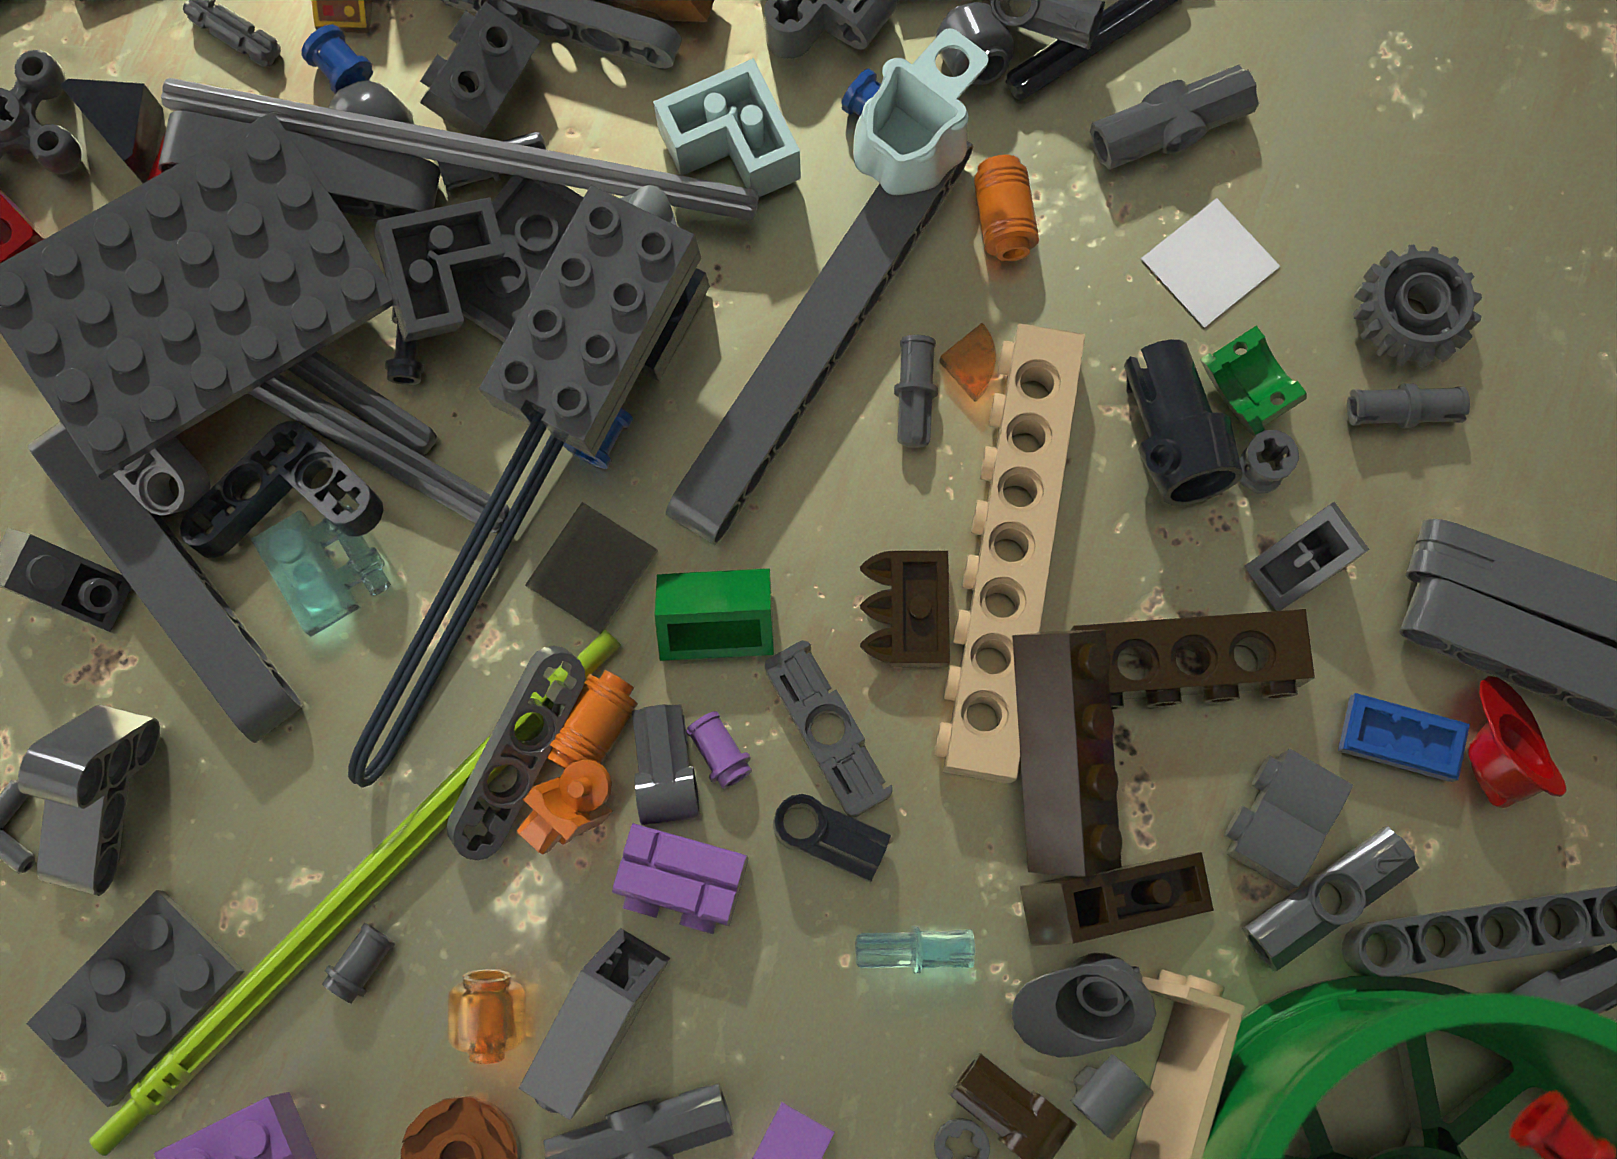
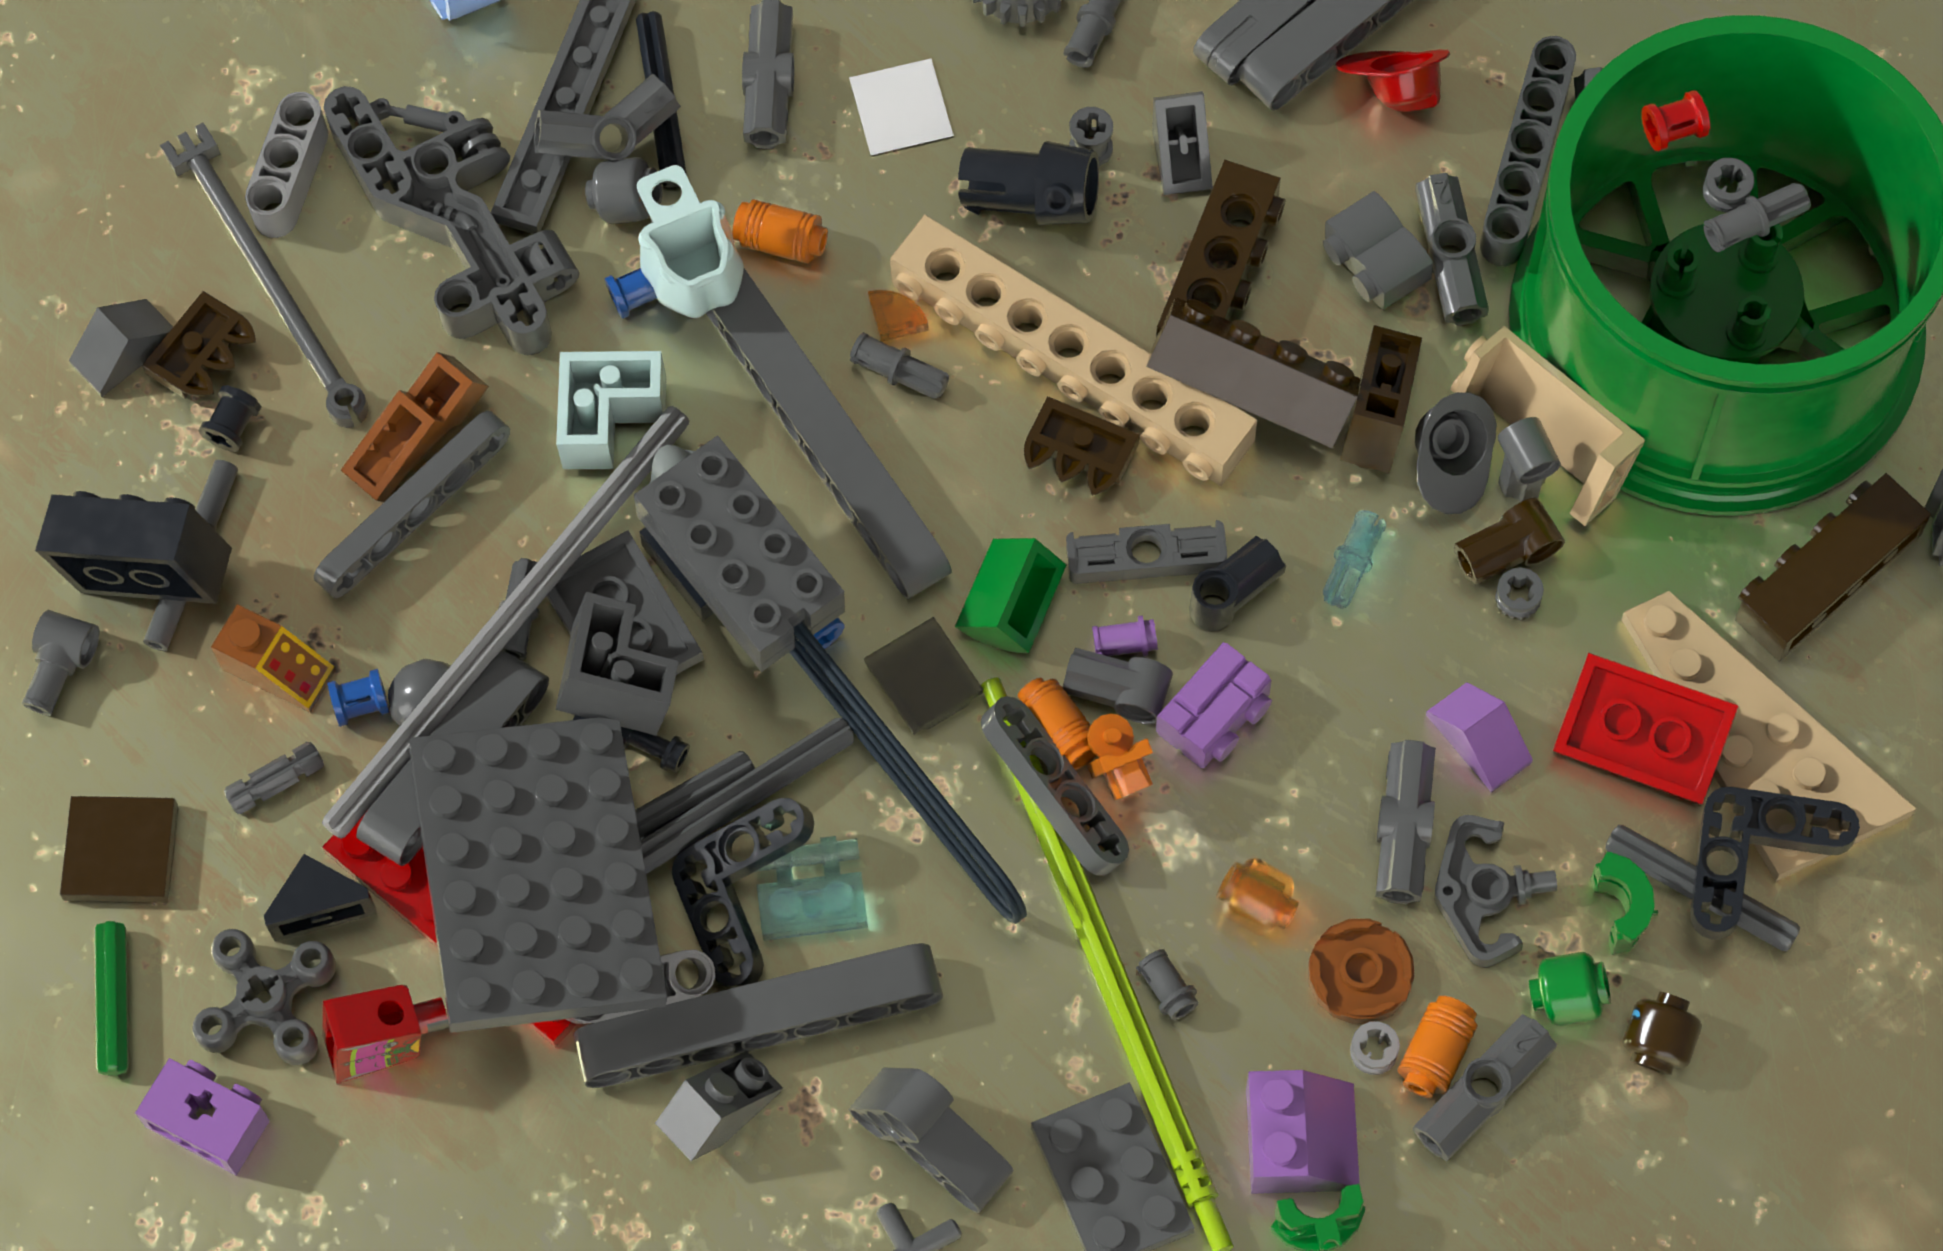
camera: 65 degrees left, 10 degrees down
(478, 70) = (439, 580): dark grey brick -> none
(593, 1023) = (1303, 816): dark grey slope -> none
(1252, 381) = (1023, 118): green piece -> none
(1404, 737) = (1353, 144): blue plate -> none

